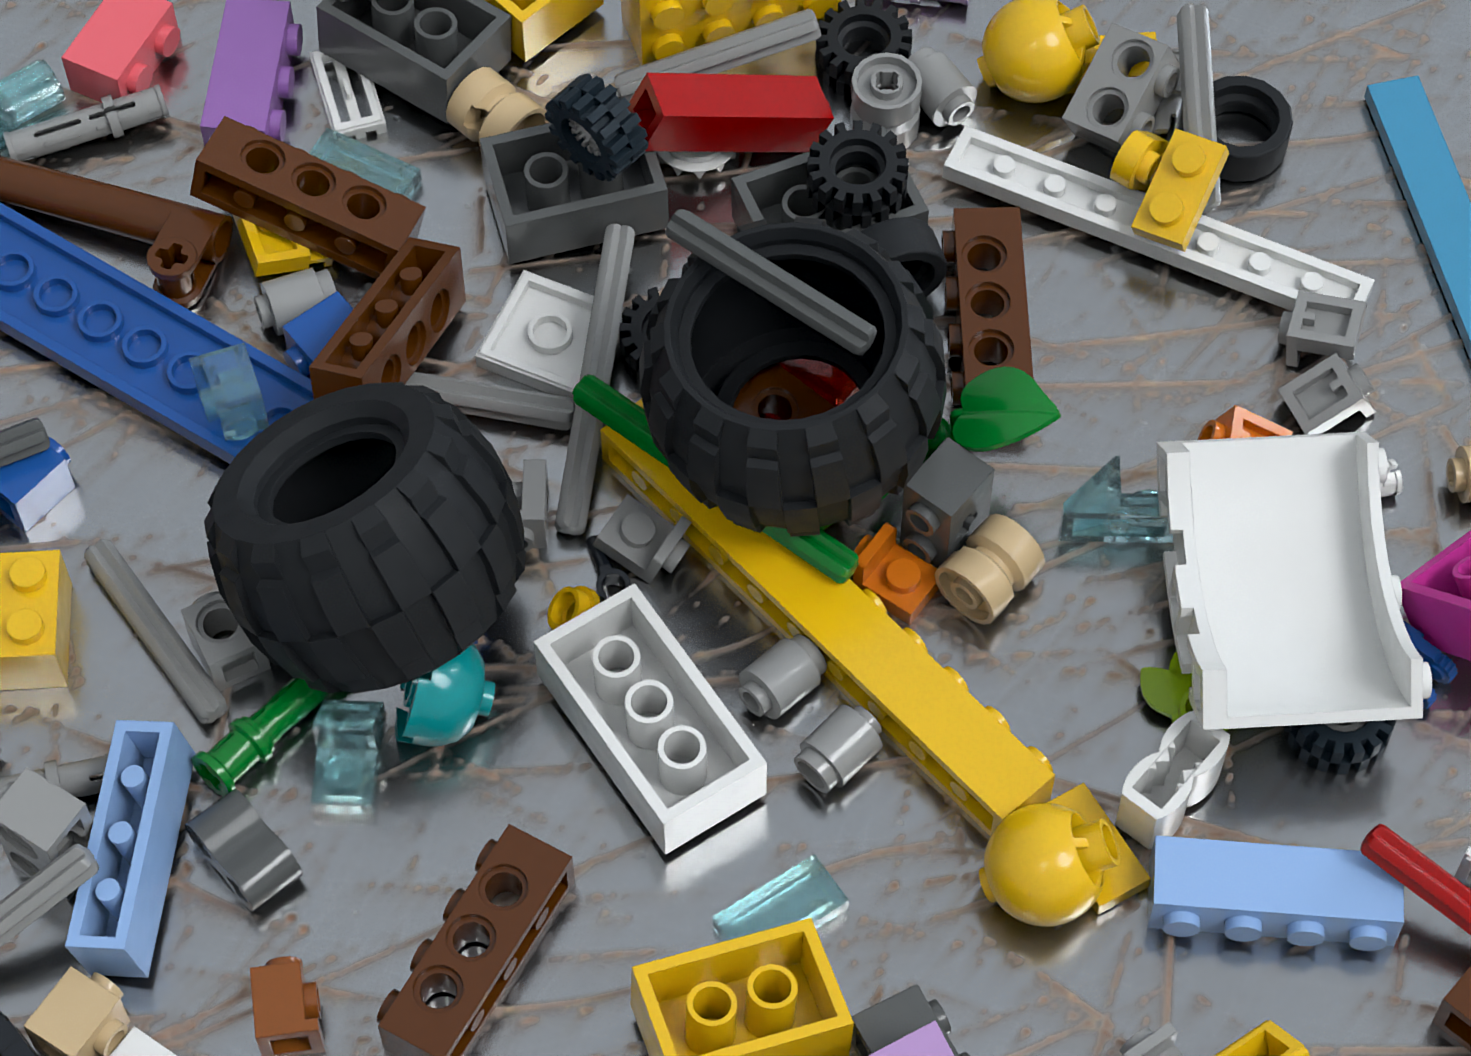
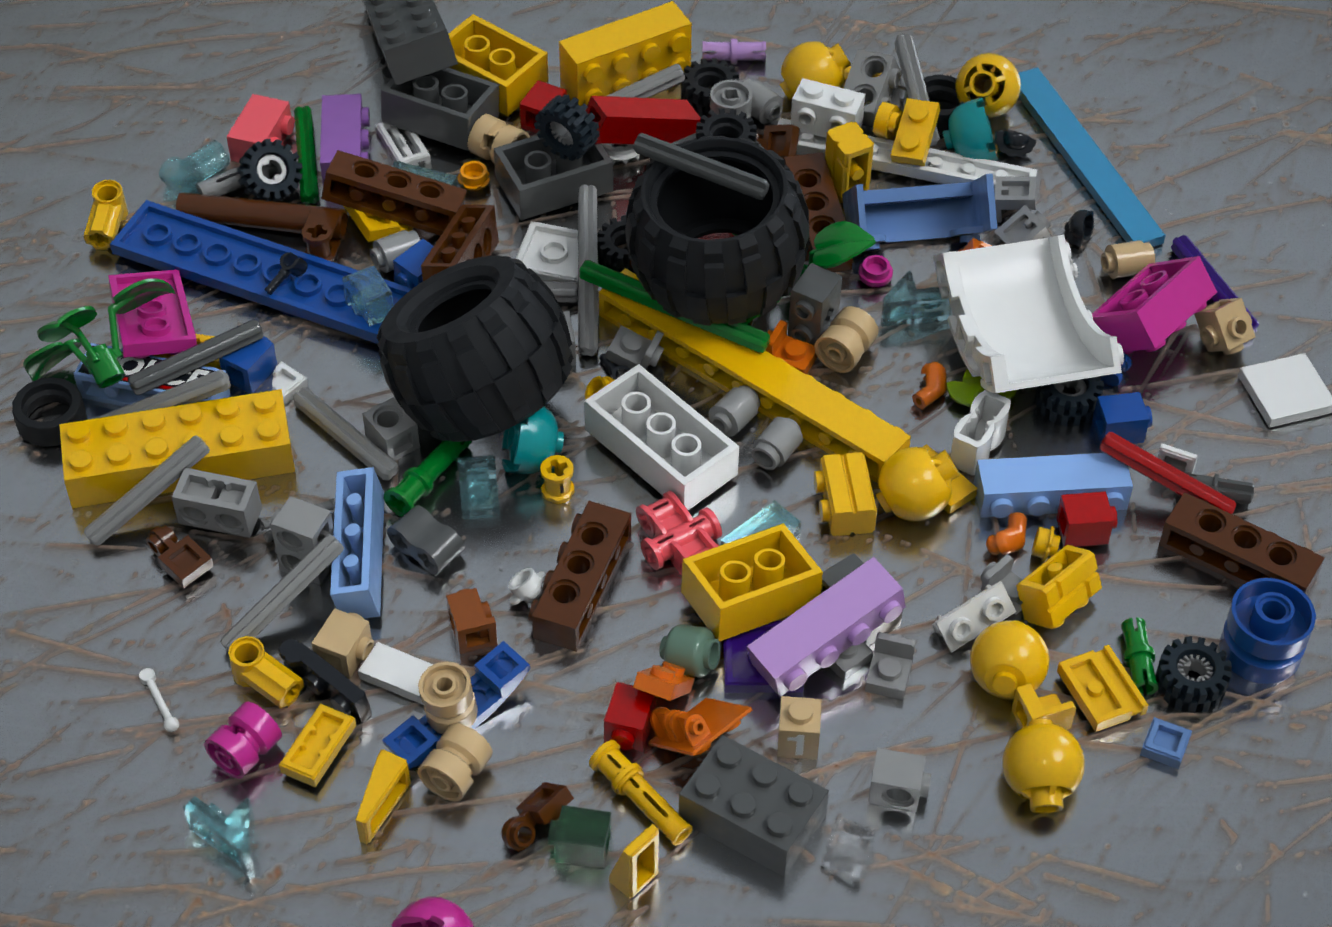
camera: 10 degrees left, 10 degrees down
(81, 523) = (288, 380): none -> white tile
(104, 105) = (259, 157): none -> black bush
(116, 314) = (290, 265): none -> black hand
(188, 96) = (306, 151): none -> green axle
(385, 958) = (526, 586): none -> white plate
(444, 162) = (473, 176): none -> light orange plate
(456, 761) = (561, 478): none -> yellow bush
(582, 48) = (535, 101): none -> red brick
(644, 897) = (675, 532): none -> coral axle
(932, 861) = (846, 494): none -> yellow brick
(948, 176) = (780, 139): none -> reddish brown plate
(1041, 130) = (823, 106): none -> white brick
(1058, 231) = (848, 157): none -> yellow brick
(1067, 440) = (875, 271): none -> dark pink plate
(1122, 669) = (935, 385): none -> orange arm
(1158, 338) = (924, 211): none -> medium blue windscreen
(1186, 981) = (1009, 539): none -> orange arm
(1241, 999) = (1045, 543): none -> yellow plate
(1277, 196) = (970, 131): none -> teal cylinder
(1315, 968) = (1086, 519): none -> red brick
(1322, 110) = (991, 78): none -> yellow brick
(1348, 217) = (1013, 143): none -> black piece
(1416, 782) = (1123, 415): none -> blue brick
(1425, 397) = (1079, 227): none -> black piece

